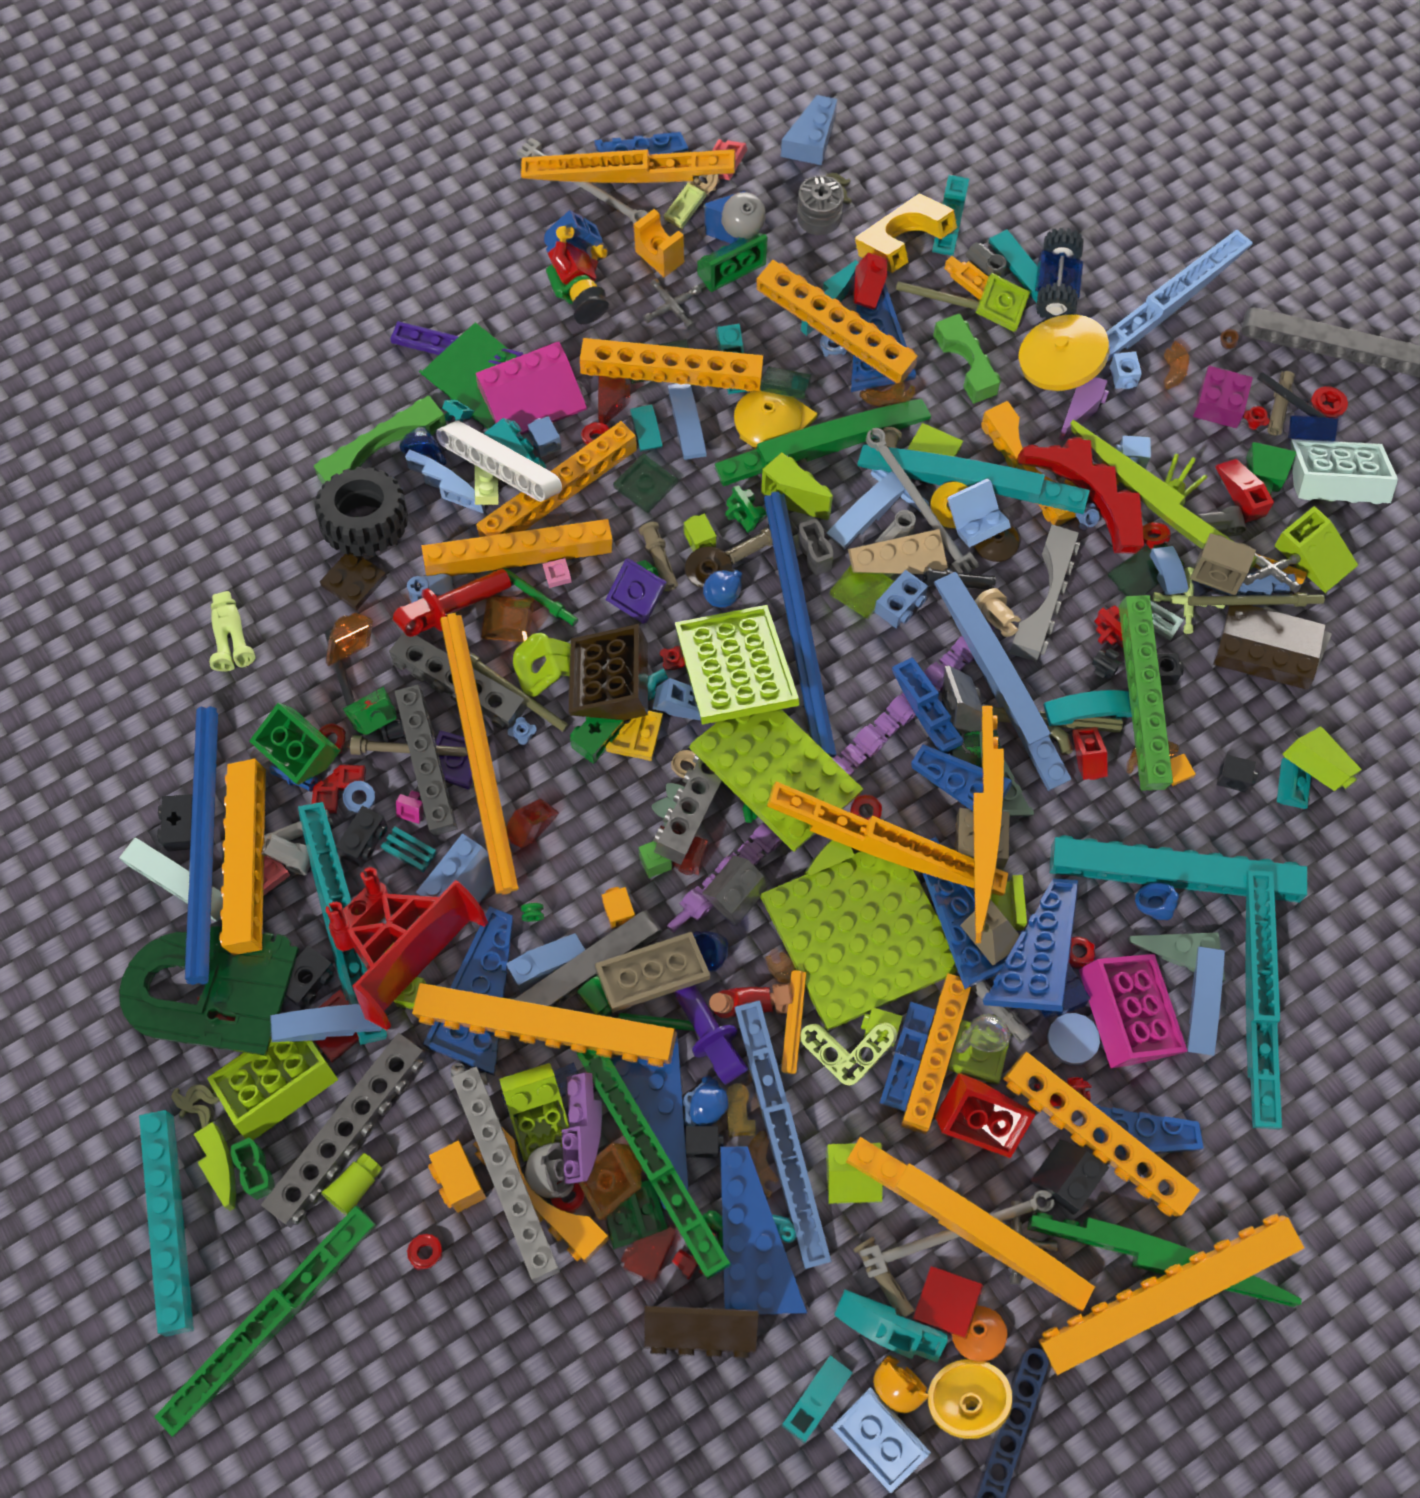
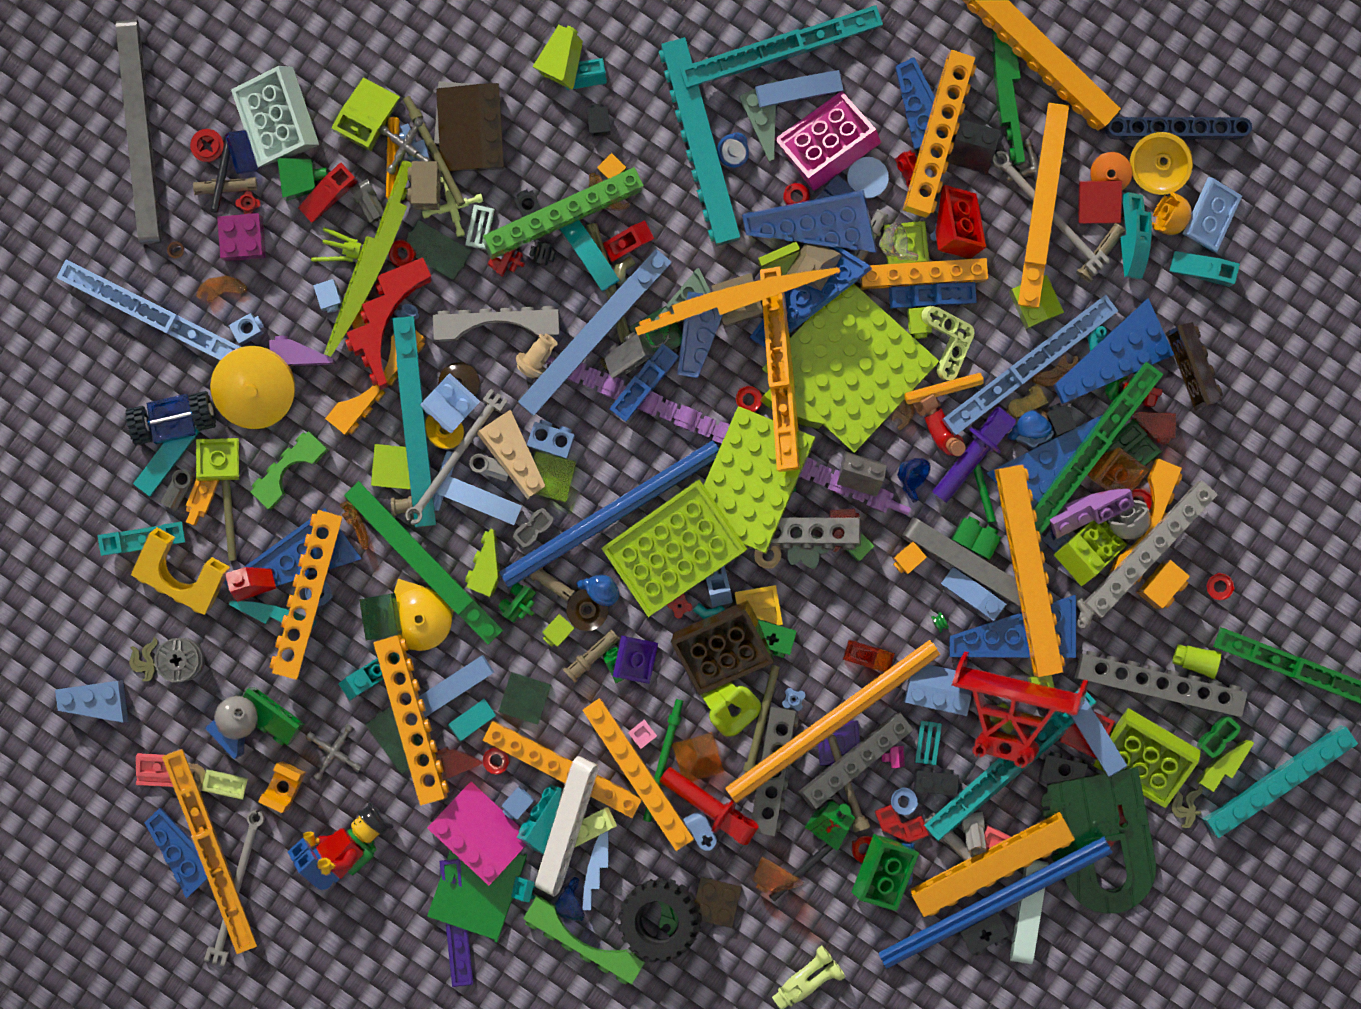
camera: 110 degrees left, 20 degrees up
(652, 971) = (955, 507): dark tan plate -> none
(969, 580) = (519, 413): black pin -> none
(1171, 572) = (434, 229): medium blue slope -> none

